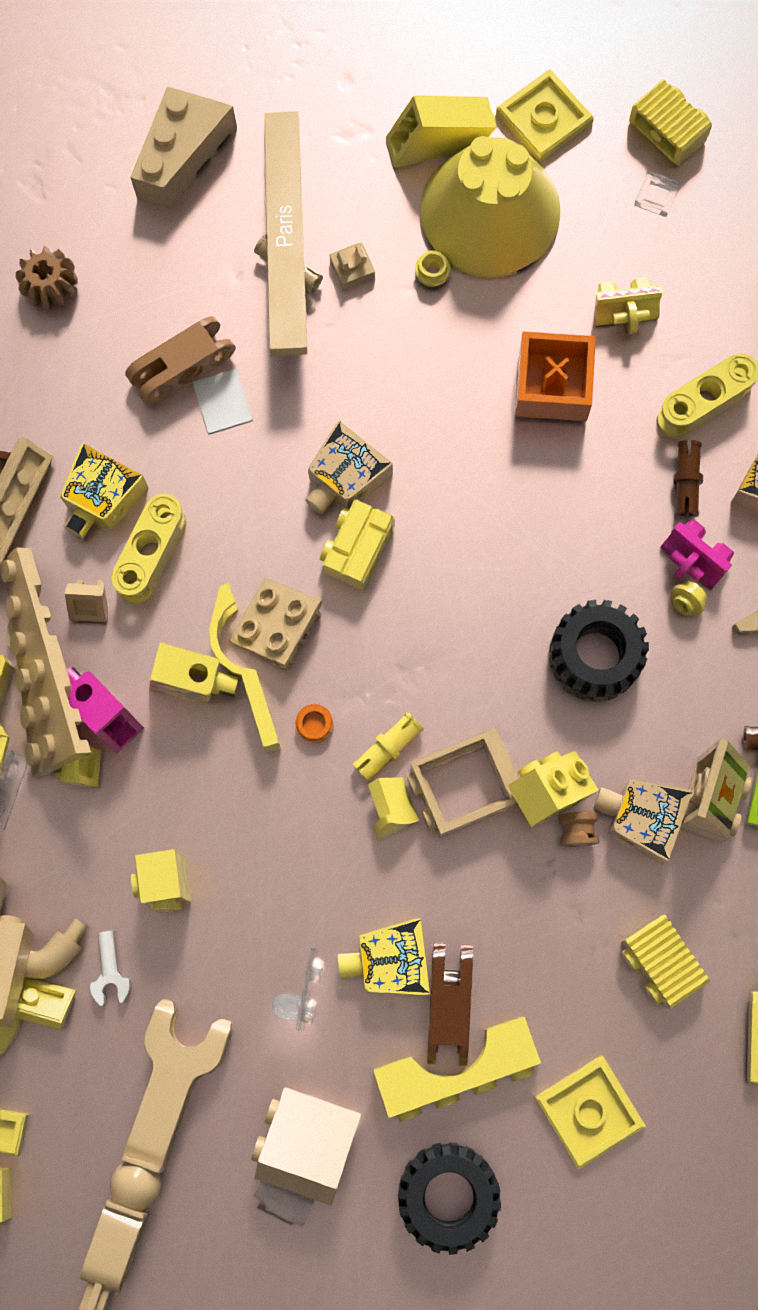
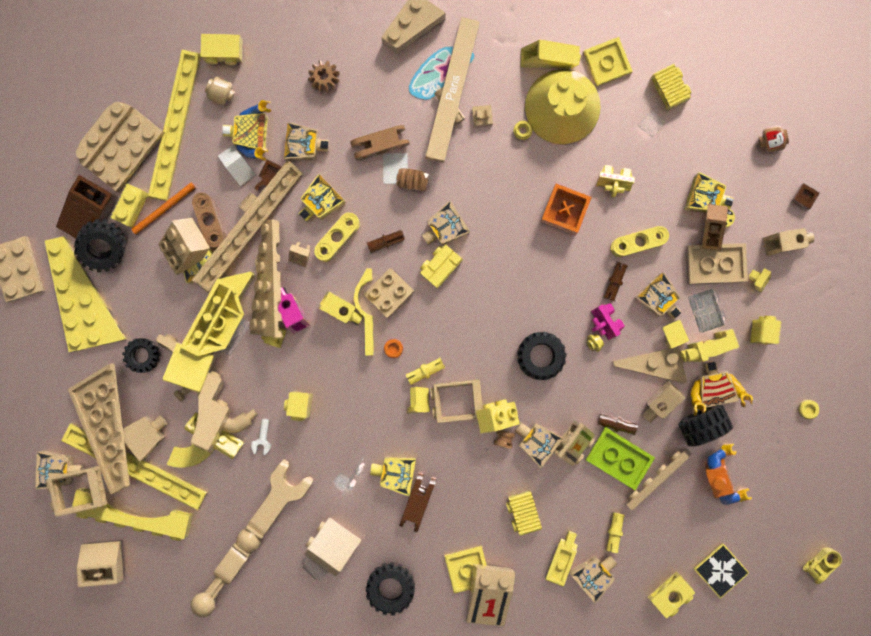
camera: 15 degrees right, 10 degrees up
(40, 401) = (303, 143): none -> torso
(240, 223) = (432, 74): none -> sticker
(242, 531) = (385, 241): none -> reddish brown axle
(258, 405) = (412, 179): none -> medium nougat gear
(505, 1052) = (387, 533): light yellow arch -> none
(651, 1149) = (490, 594): none -> tan slope

